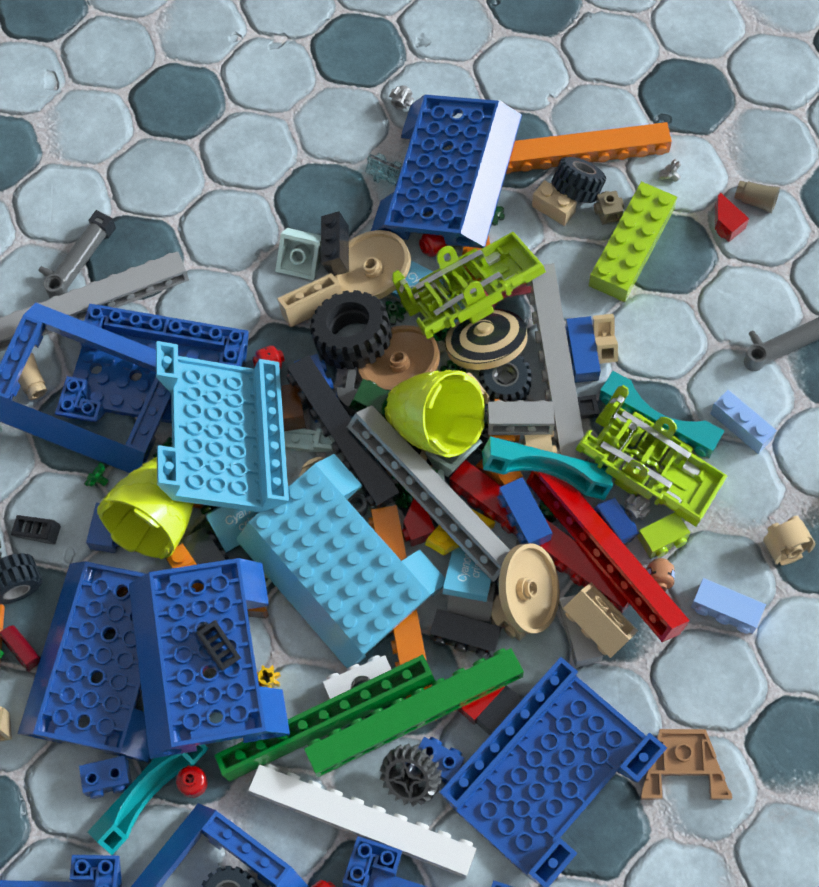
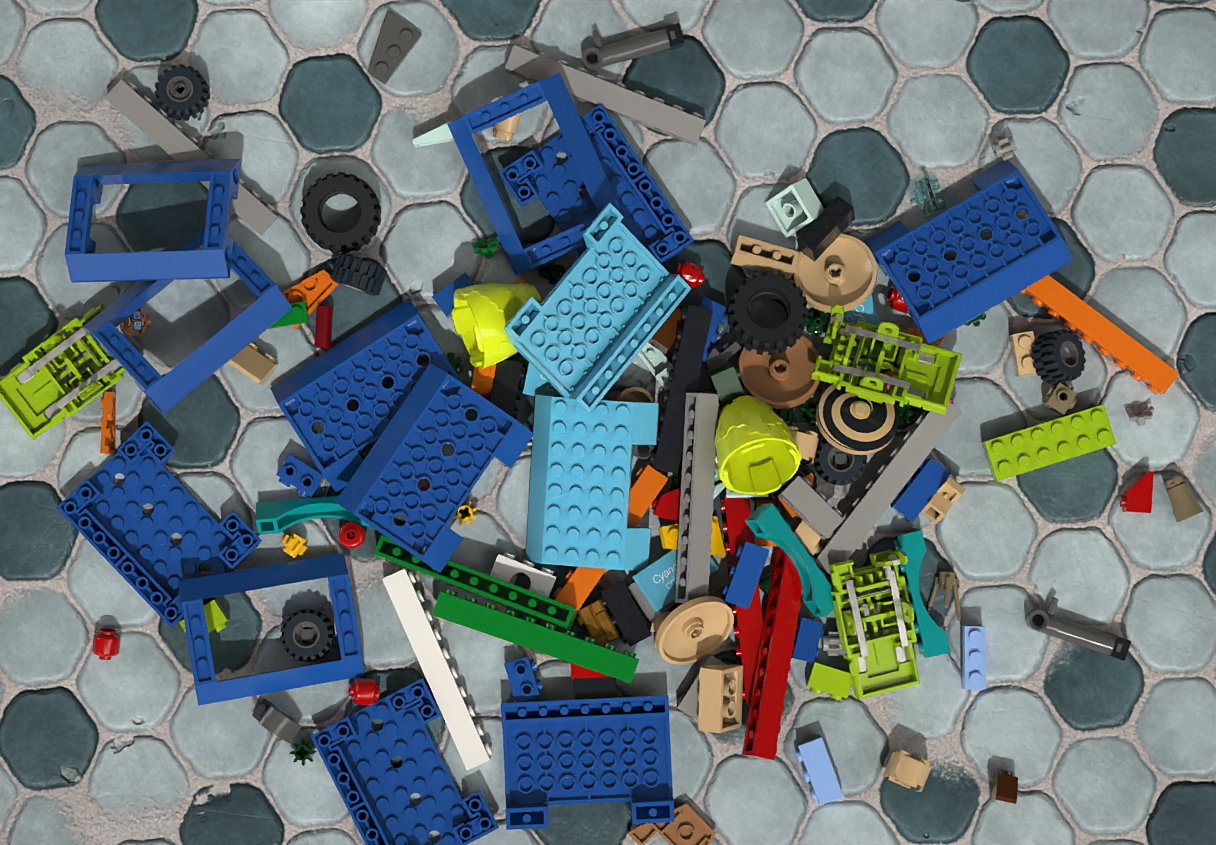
camera: 45 degrees right, 20 degrees up
(48, 534) = (417, 260): black slope -> none
(150, 836) = (294, 545): none -> yellow gear
(214, 626) = (453, 465): black slope -> none
(416, 768) = (494, 673): dark grey gear -> none
(448, 658) = (597, 623): none -> pearl gold brick
(514, 307) = (905, 413): none -> dark green plant
(588, 406) = (878, 536): black plate -> none
(662, 572) = (798, 705): nougat head -> none
(668, 391) = (946, 581): none -> dark tan plant

